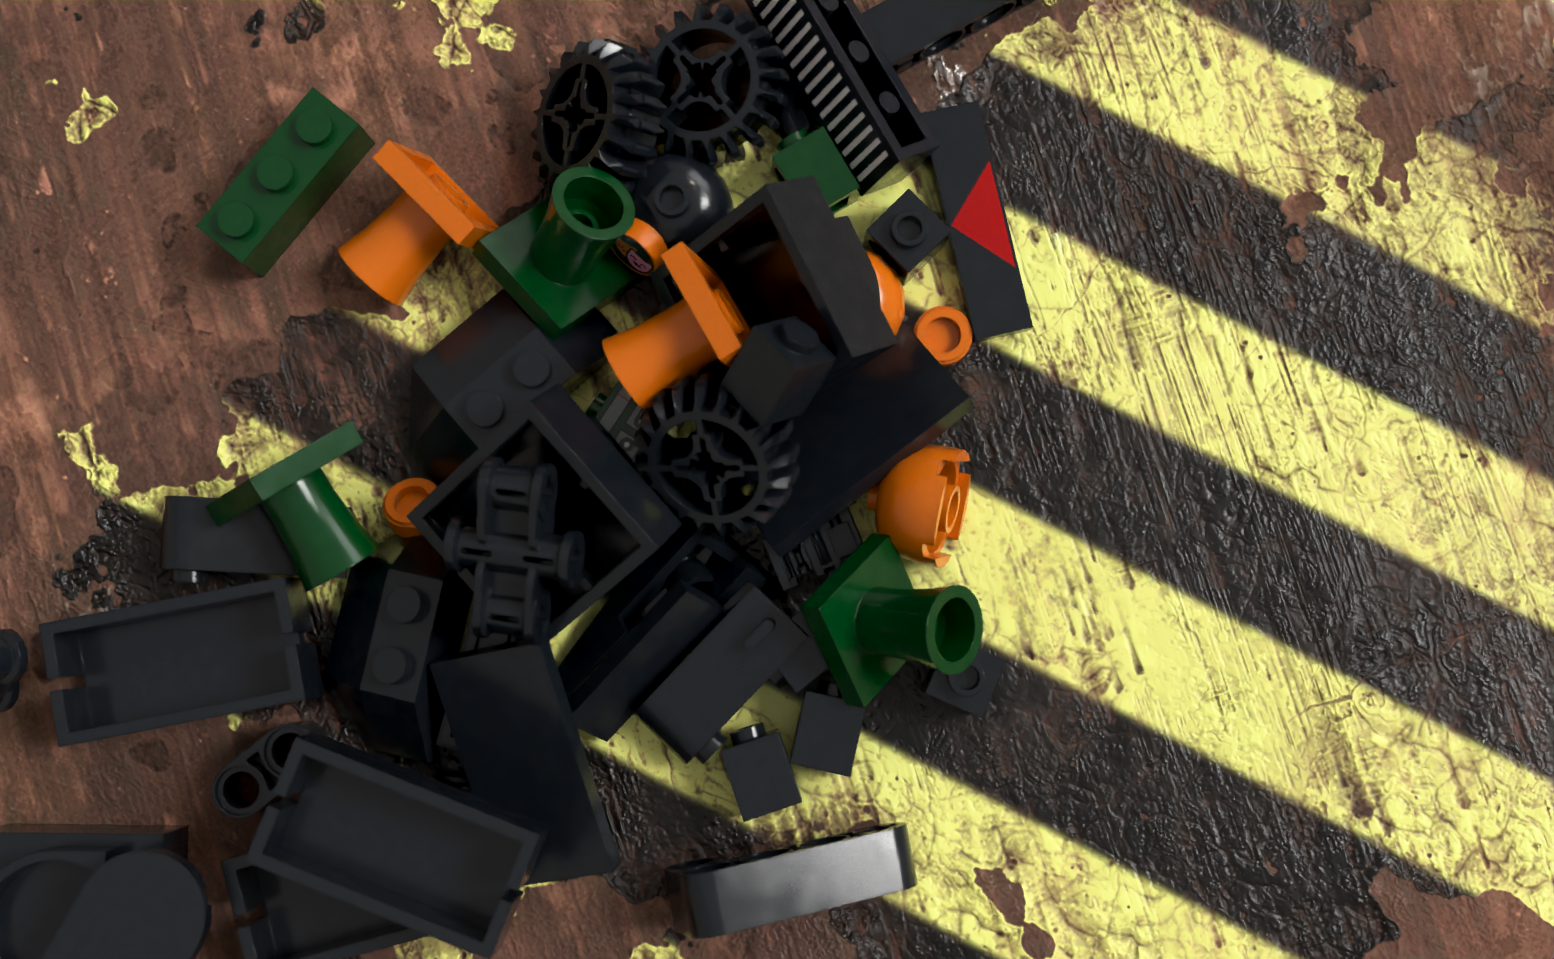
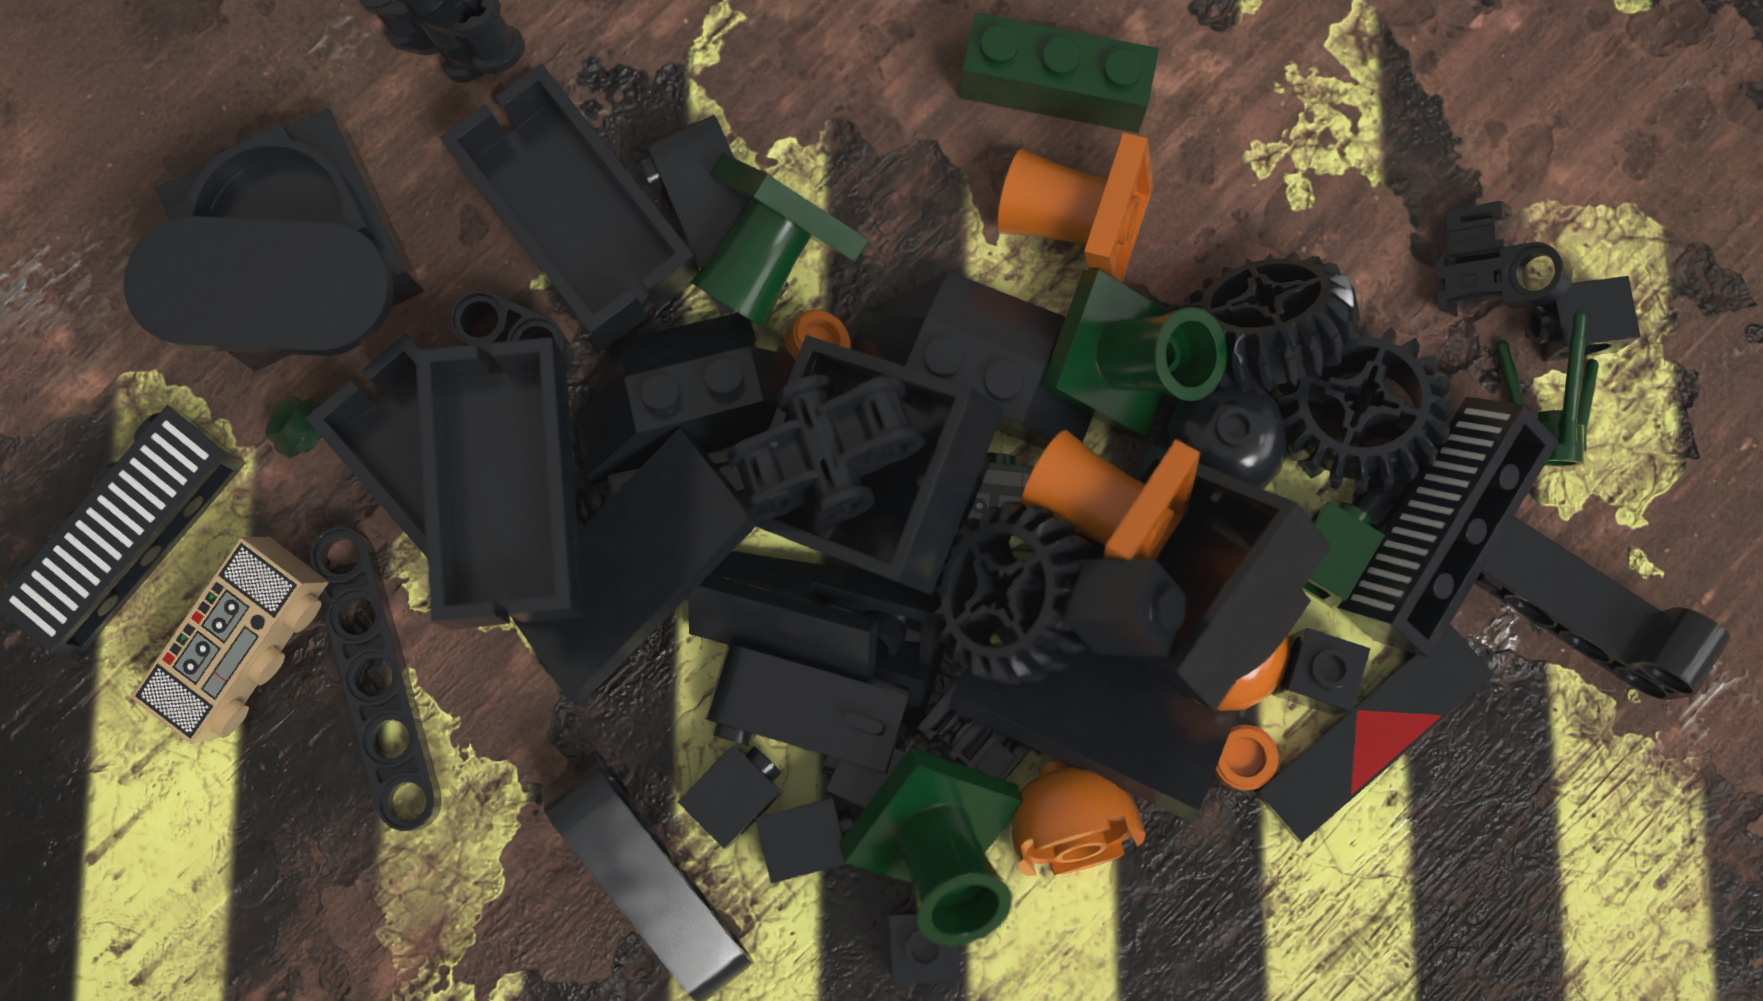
camera: 65 degrees right, 5 degrees down
(640, 248) = (1172, 420): orange tile -> none

